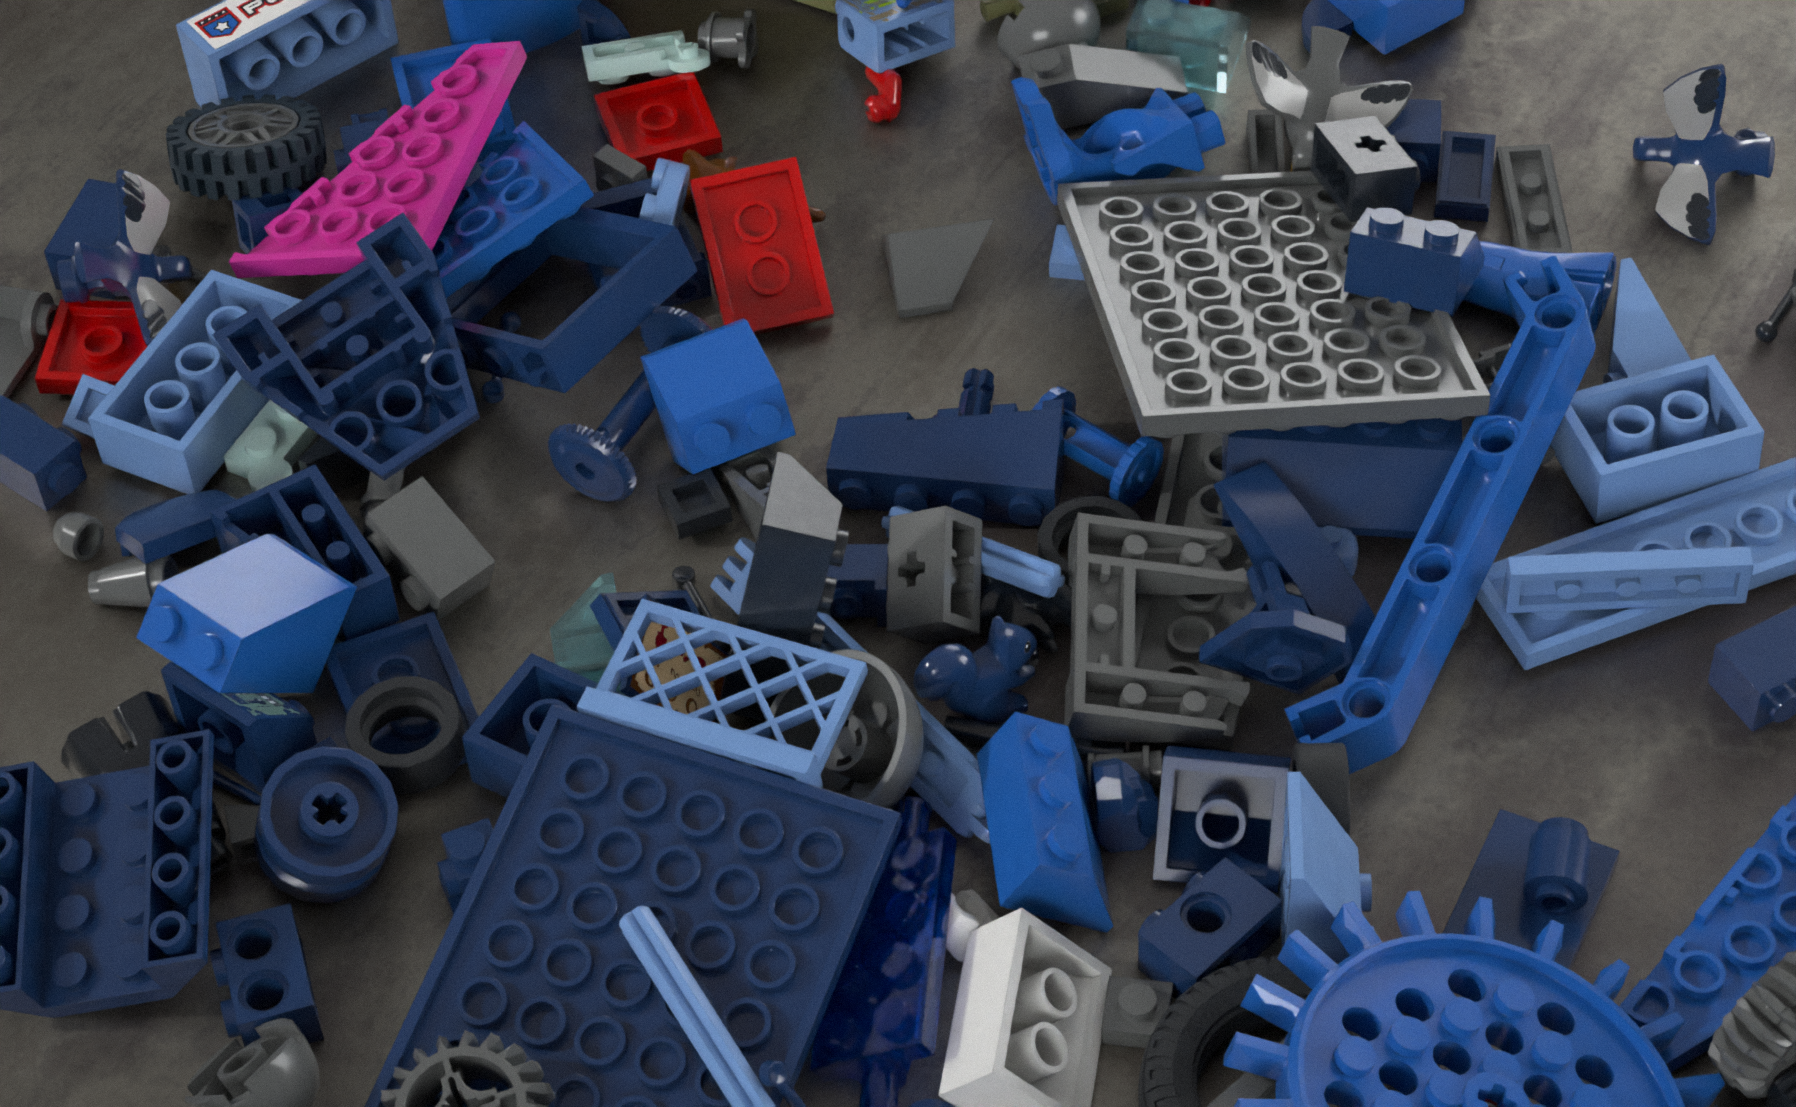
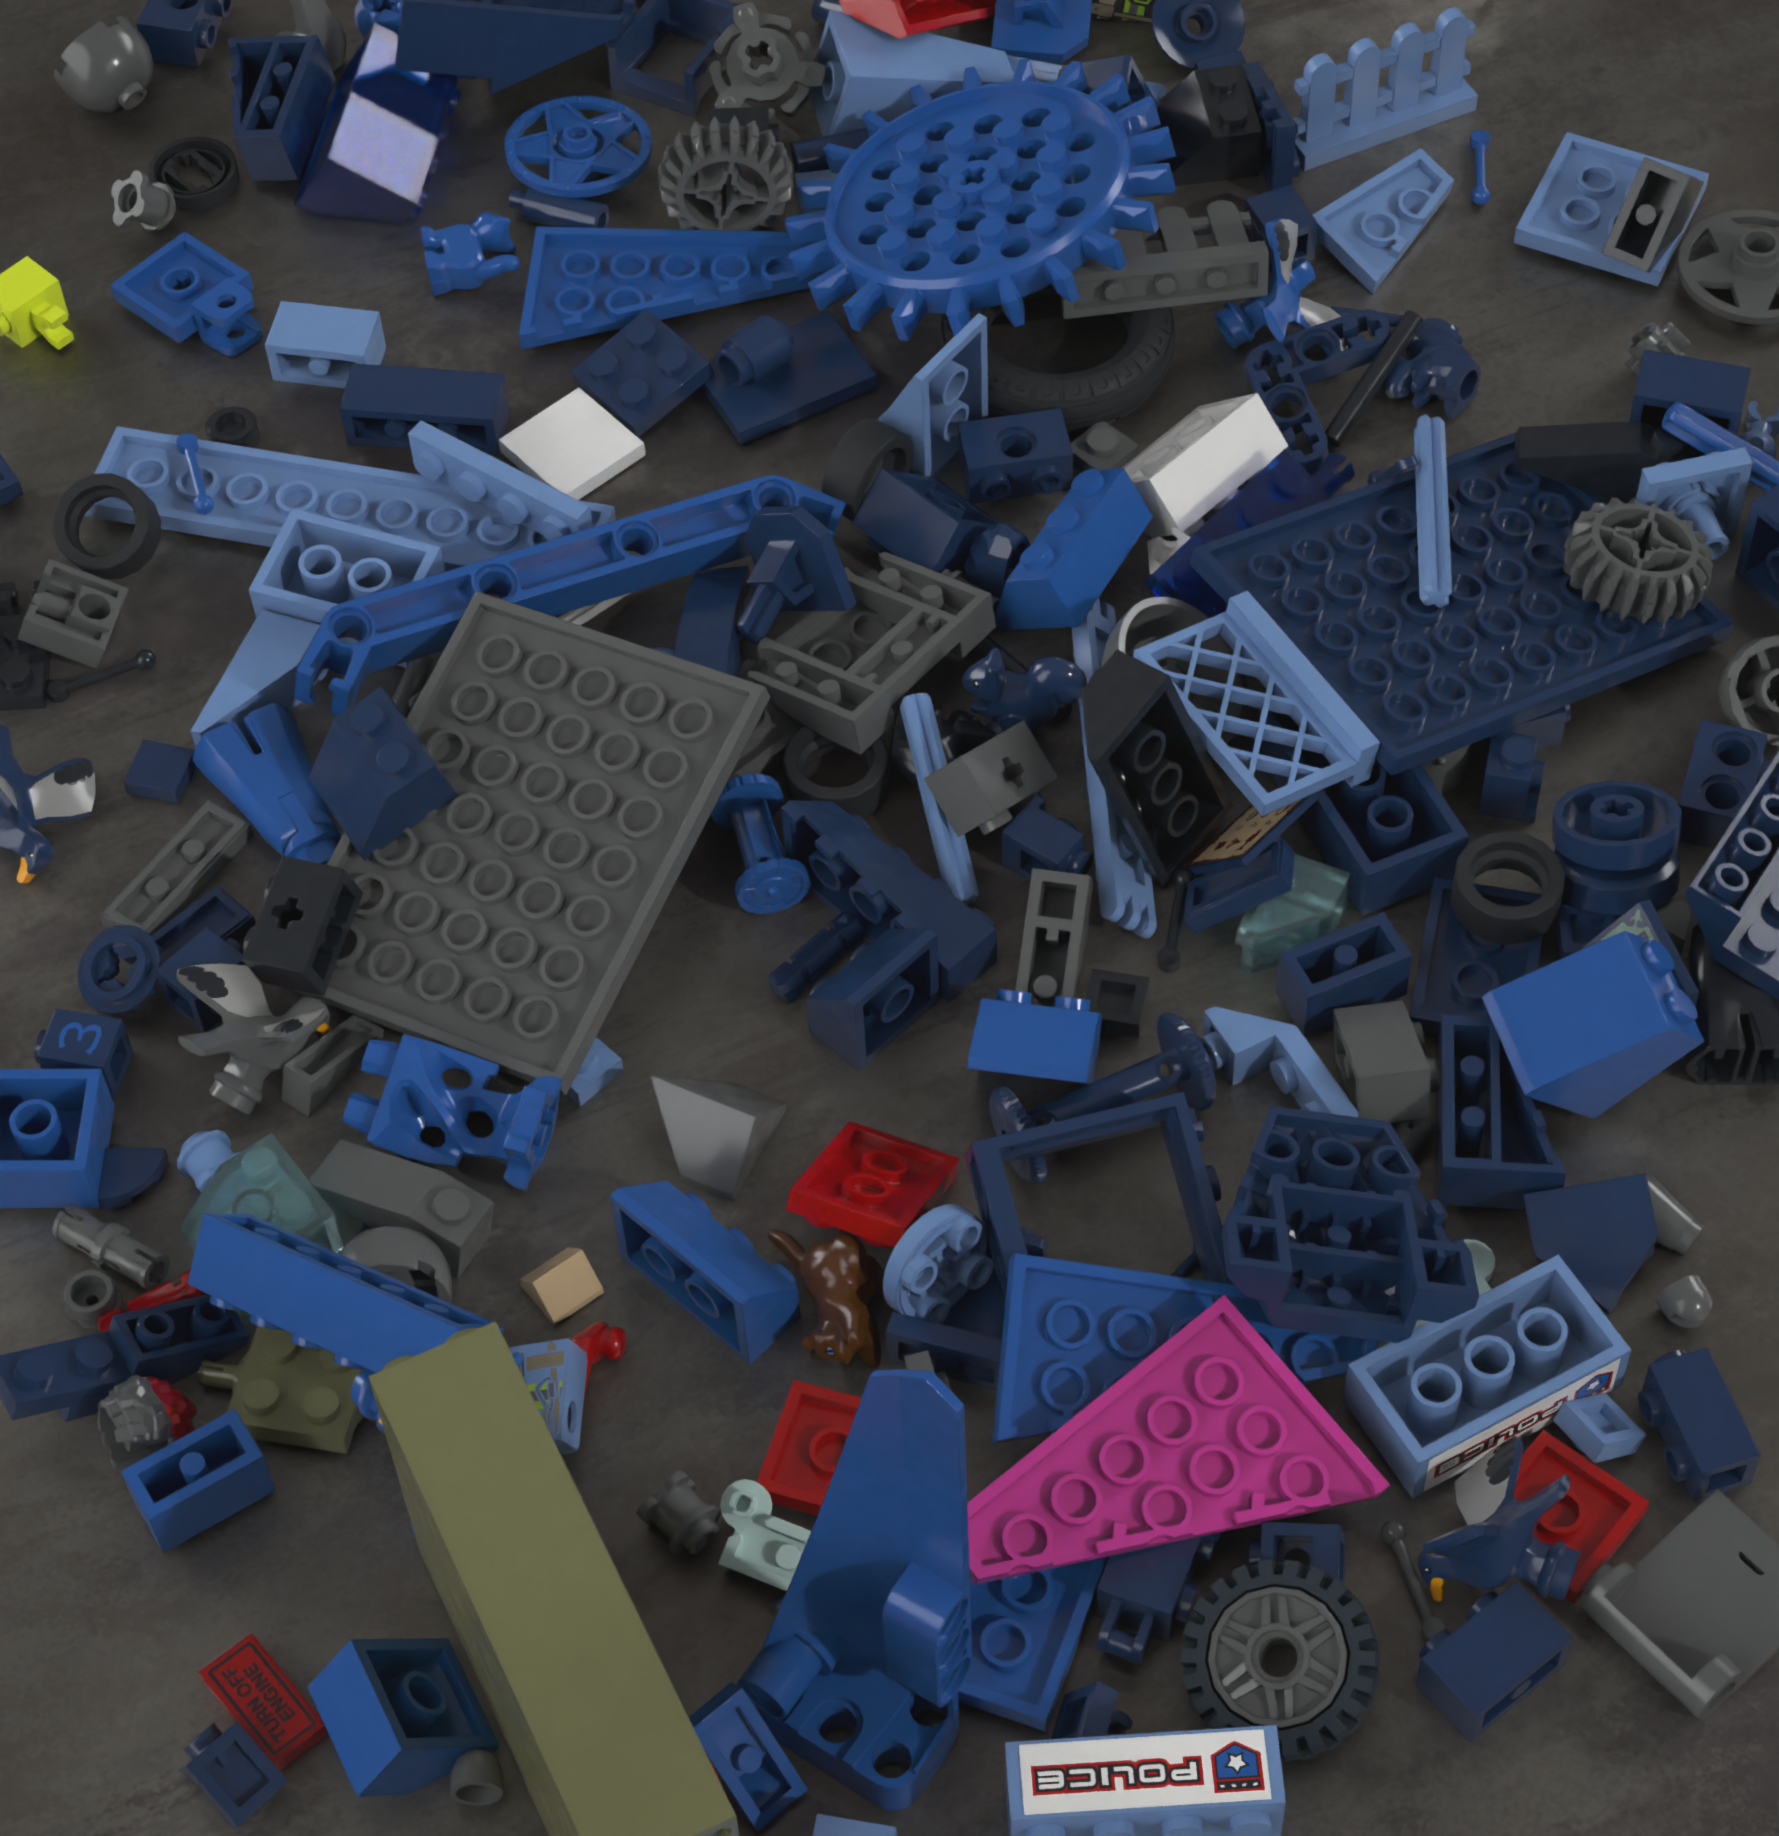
camera: 145 degrees left, 5 degrees up
(360, 76) = (1090, 1713): none -> dark blue tile
(508, 601) = (1343, 970): none -> dark blue brick
(557, 525) = (1252, 1044): none -> medium blue slope
(850, 144) = (705, 1267): none -> blue slope
(889, 365) = (876, 994): none -> dark blue slope
(951, 121) = (562, 1284): none -> tan slope
(1273, 37) = (202, 1156): none -> medium blue brick
(1438, 55) = (85, 1042): none -> dark blue brick
(1481, 112) = (100, 966): none -> dark blue gear
(1643, 714) = (572, 445): none -> white tile
(1648, 255) = (160, 771): none -> dark blue tile
(1659, 813) = (642, 373): none -> dark blue plate

